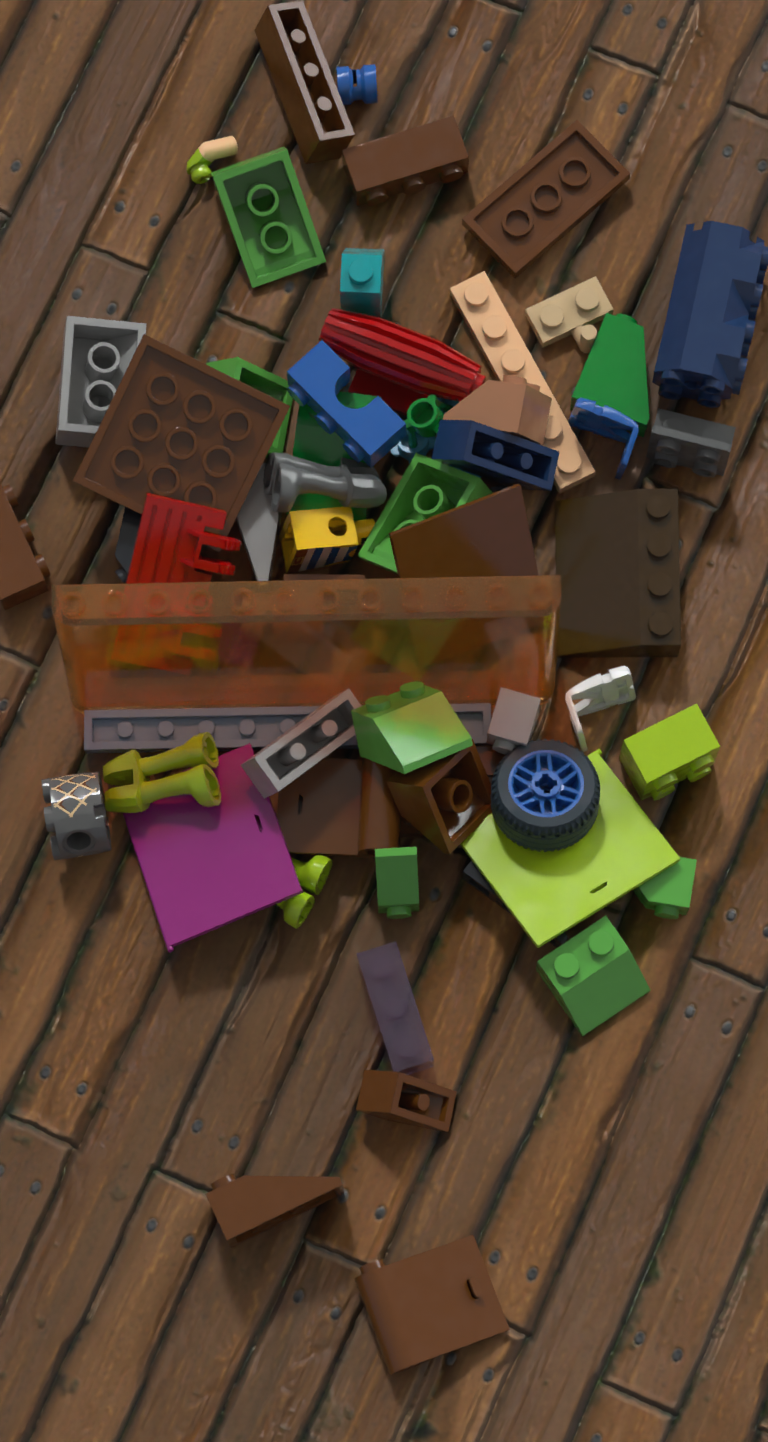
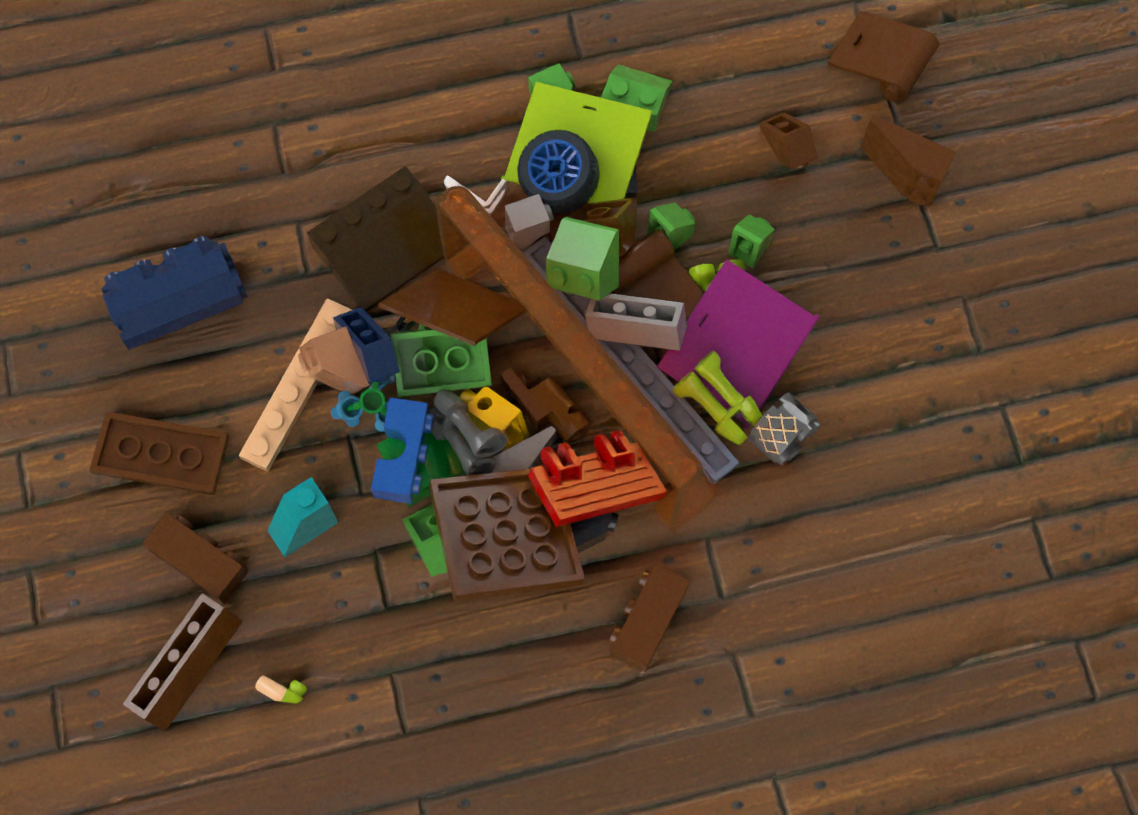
camera: 130 degrees left, 5 degrees down
(91, 370) = (496, 635): light grey slope -> none
(268, 216) = (296, 619): bright green slope -> none
(316, 957) = (750, 240): none -> bright green slope
(366, 84) = (157, 627): blue wheel -> none
(395, 1009) = (744, 178): clear purple brick -> none
(398, 361) = (341, 449): red plate -> none
(569, 314) = (231, 386): tan plate -> none
(606, 423) = (288, 298): blue piece -> none
(617, 370) = (253, 327): green slope -> none
(669, 753) = (476, 131): lime brick -> none
(690, 443) = (267, 256): dark grey bracket -> none

